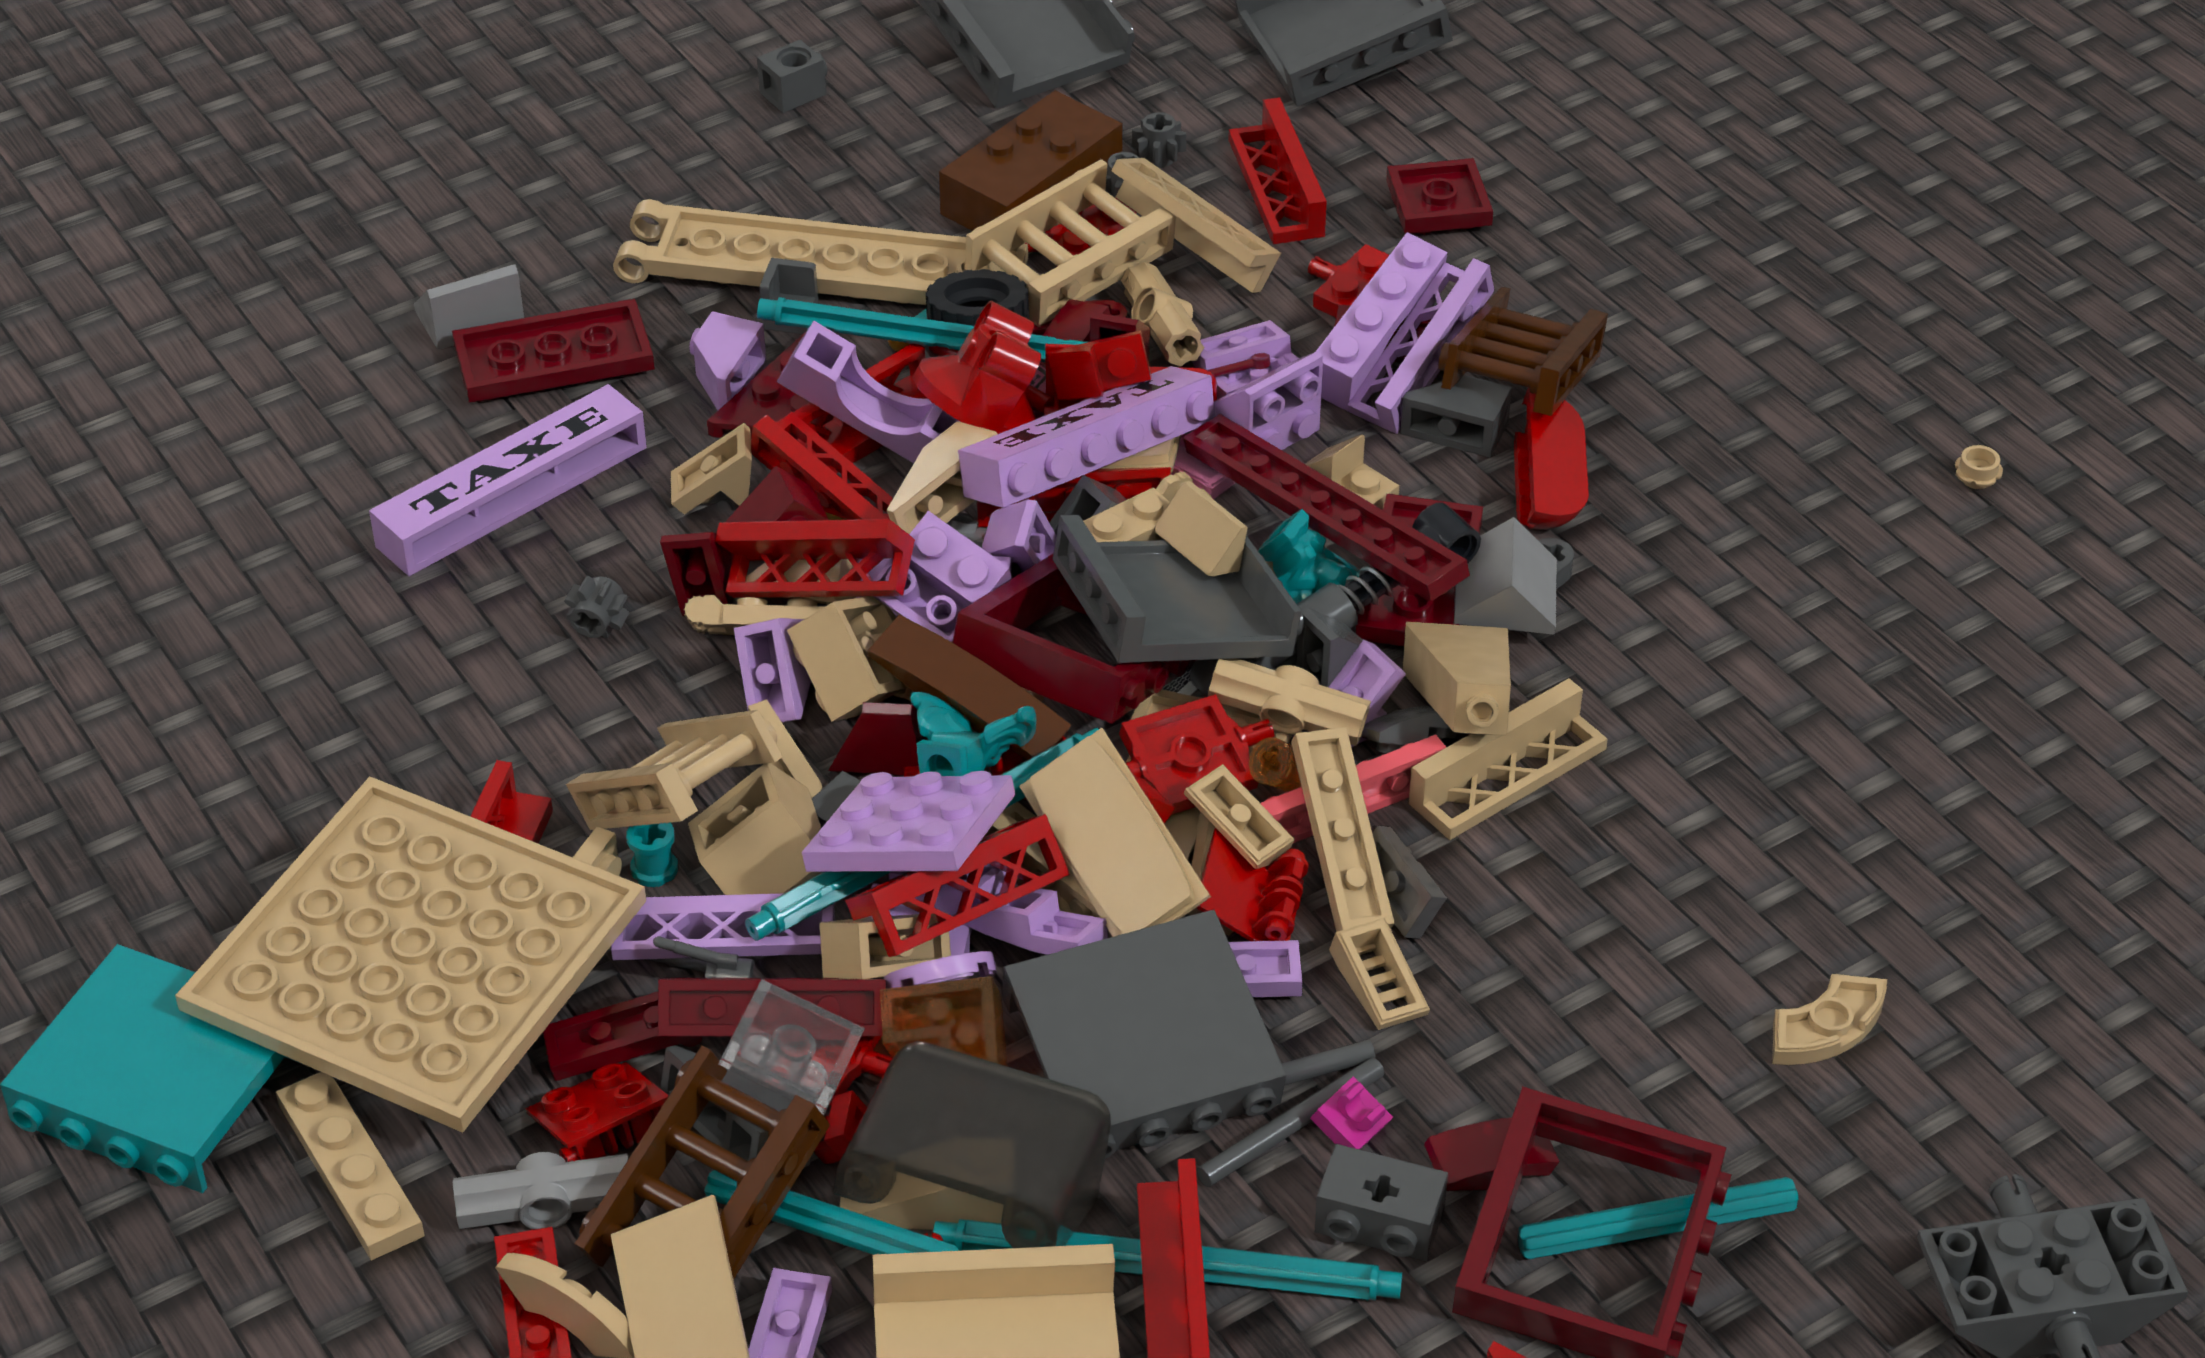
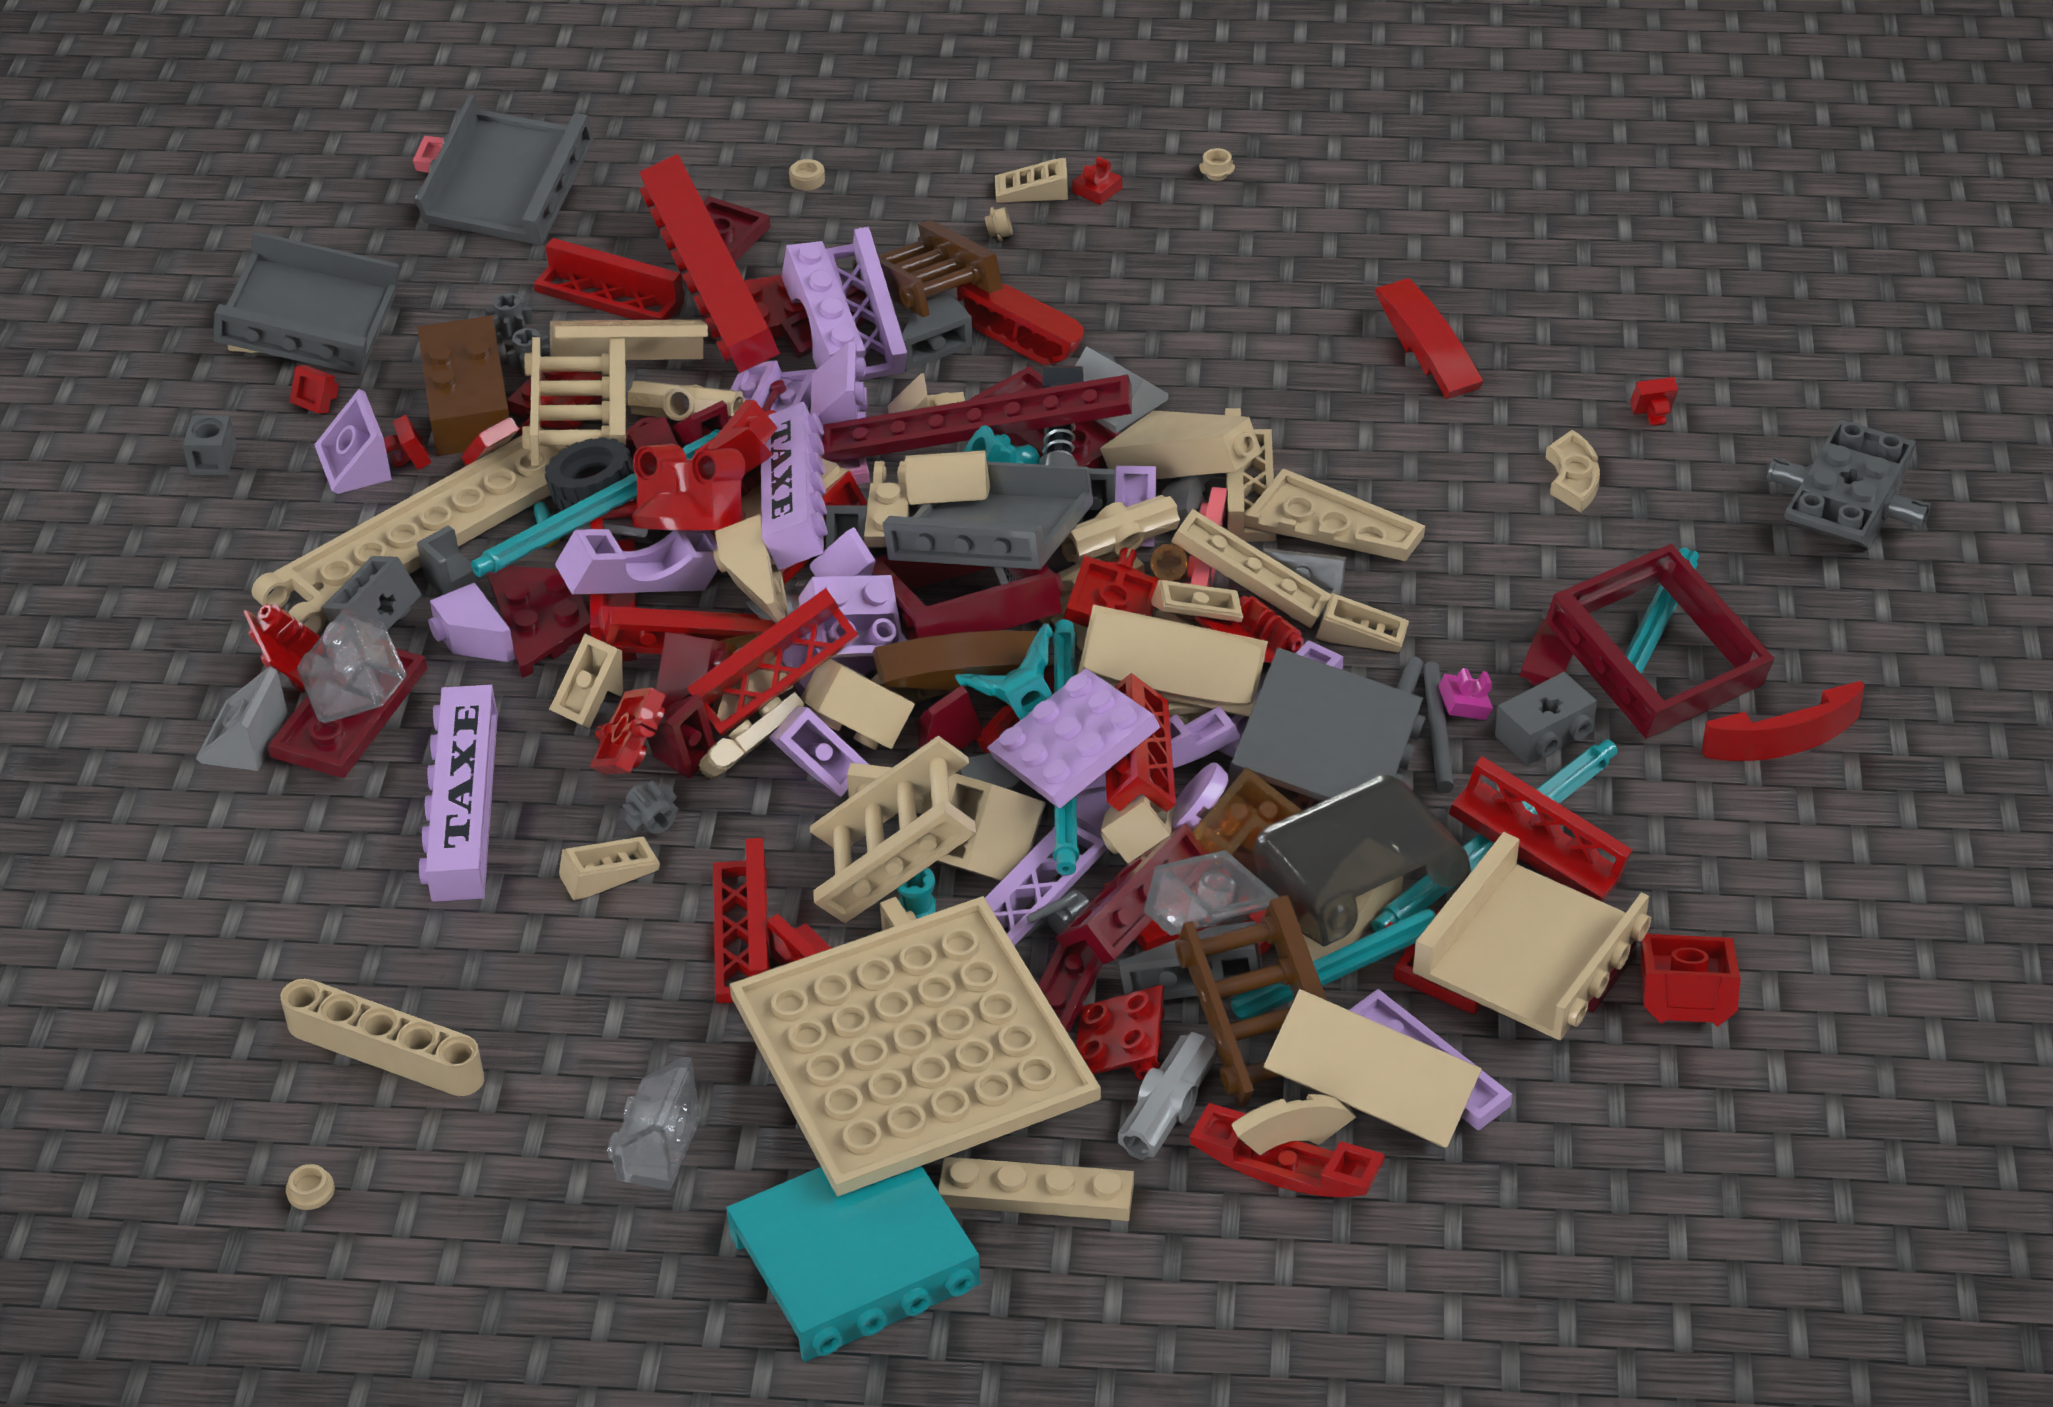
camera: 50 degrees left, 0 degrees up
(166, 610) = (382, 1037): none -> tan beam
(192, 850) = (657, 1127): none -> clear slope
(489, 607) = (591, 867): none -> tan slope
(532, 747) = (755, 921): none -> red fence
(561, 267) = (281, 640): none -> red hinge
(574, 313) = (351, 667): none -> clear slope
(640, 534) = (626, 732): none -> red plate
(704, 270) = (376, 590): none -> dark grey brick
(884, 159) = (353, 448): none -> lavender slope
(919, 183) = (408, 443): none -> red tile
(931, 89) = (313, 389): none -> red tile
(953, 219) = (490, 440): none -> tile
(1356, 209) = (708, 263): none -> red brick
(1513, 857) = (1328, 516): none -> tan wing
(1599, 204) = (806, 175): none -> tan tile
(1683, 367) = (998, 223): none -> tan plate
(1788, 363) = (1033, 183): none -> tan slope
(1839, 400) = (1097, 182): none -> red tile
(1891, 779) = (1429, 337): none -> red slope
(2016, 1021) = (1654, 398): none -> red tile

